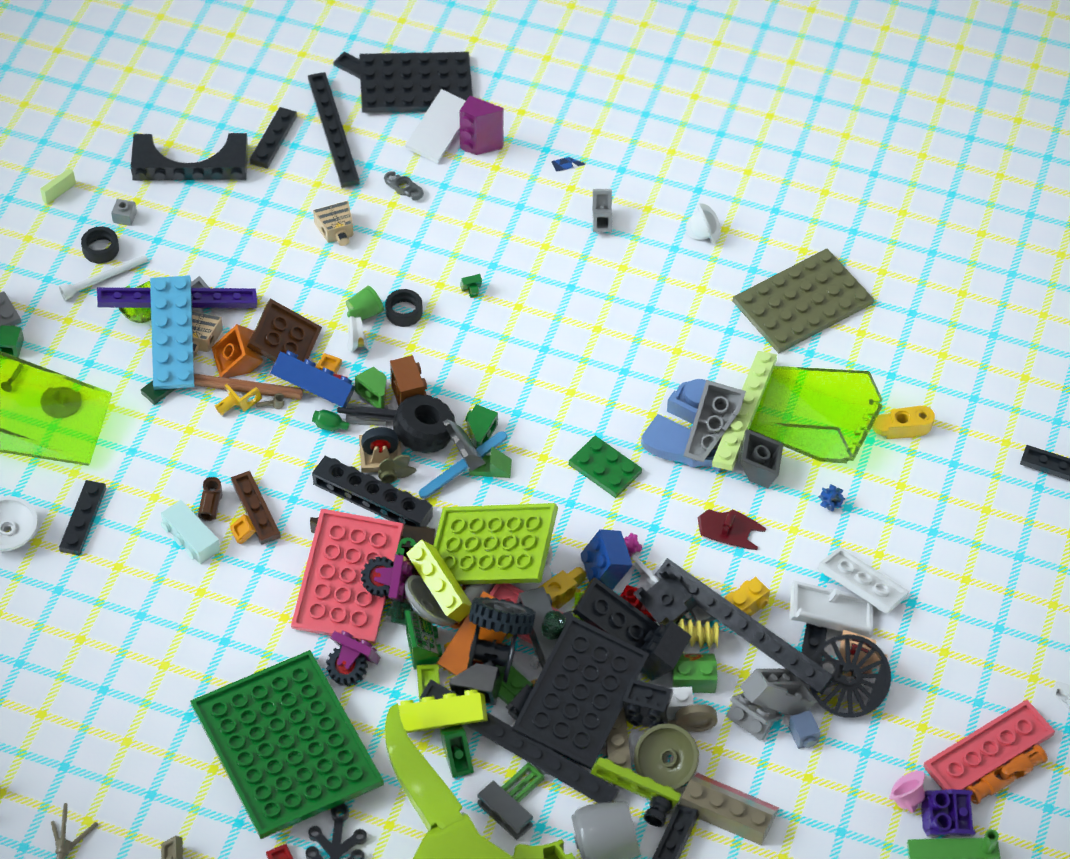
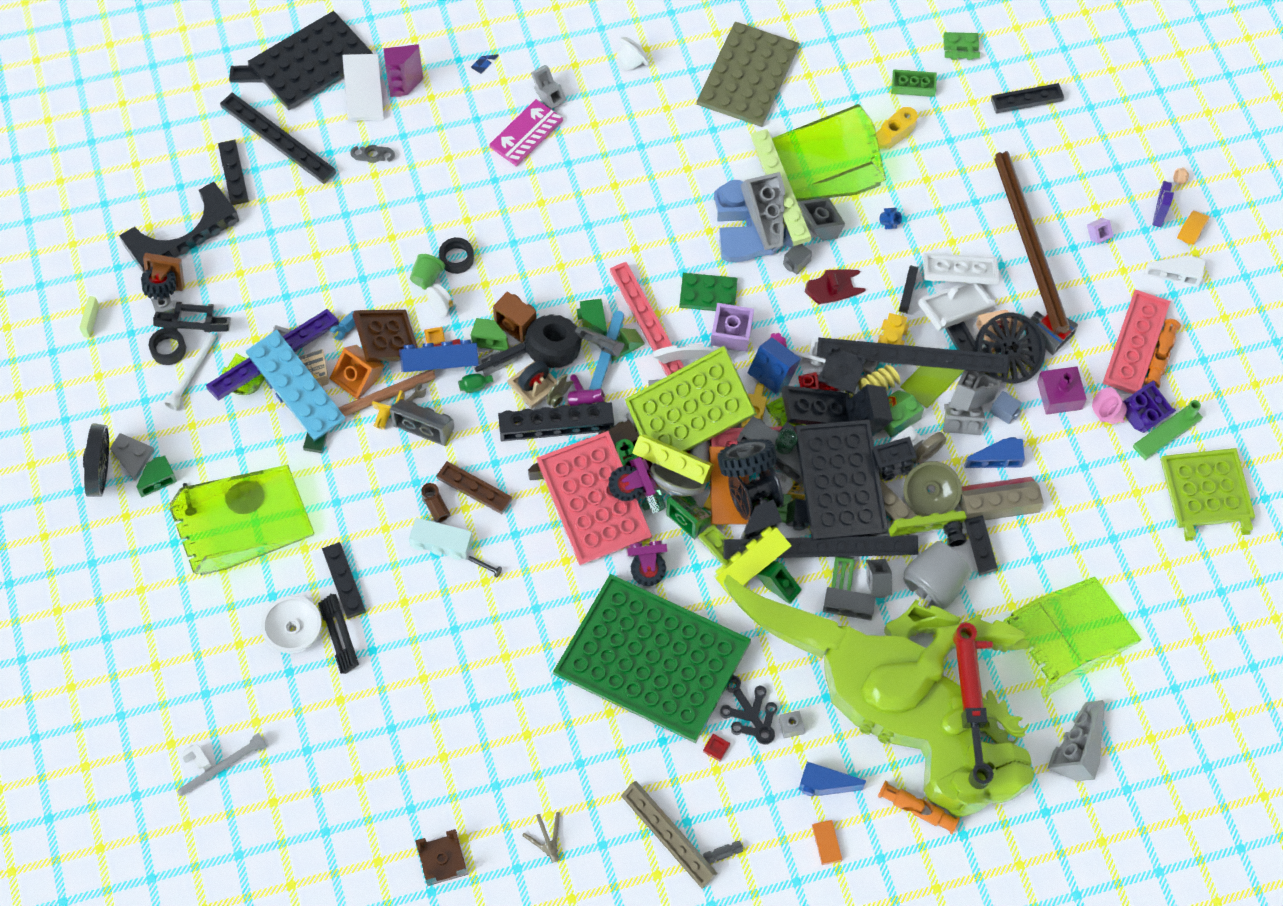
camera: 35 degrees left, 10 degrees up
(49, 535) = (329, 609): none -> black container
(120, 226) = (173, 320): none -> black bar
(139, 184) = (161, 276): none -> plate
(216, 589) = (497, 571): none -> pin
(242, 529) = (479, 511): light orange tile -> none
(255, 312) = (344, 326): none -> dark azure bar
(256, 425) = (422, 421): none -> dark grey slope
(335, 222) = (345, 216): tan torso -> none
(414, 485) = (584, 396): none -> magenta piece
(471, 284) = (494, 205): green tile -> none
(519, 494) = (693, 351): none -> white tile
(529, 449) = (643, 313): none -> coral plate
(547, 802) = (879, 577): none -> dark grey brick
(553, 240) = (526, 132): none -> dark pink tile
(598, 505) = (732, 327): none -> lavender brick
(711, 482) = (797, 258): none -> dark grey brick
(741, 662) = (929, 383): none -> lime sticker
(760, 767) = (1002, 454): none -> blue slope
(797, 570) = (908, 289): none -> black beam
(872, 746) = (1061, 390): none -> magenta brick
(911, 688) = (1052, 341): none -> dark grey torso
(951, 597) = (1032, 243): none -> reddish brown axle
(957, 392) = (913, 83): none -> bright green piece
(1038, 382) = (961, 45): none -> bright green plate
(1038, 631) = (1100, 230): none -> lavender plate

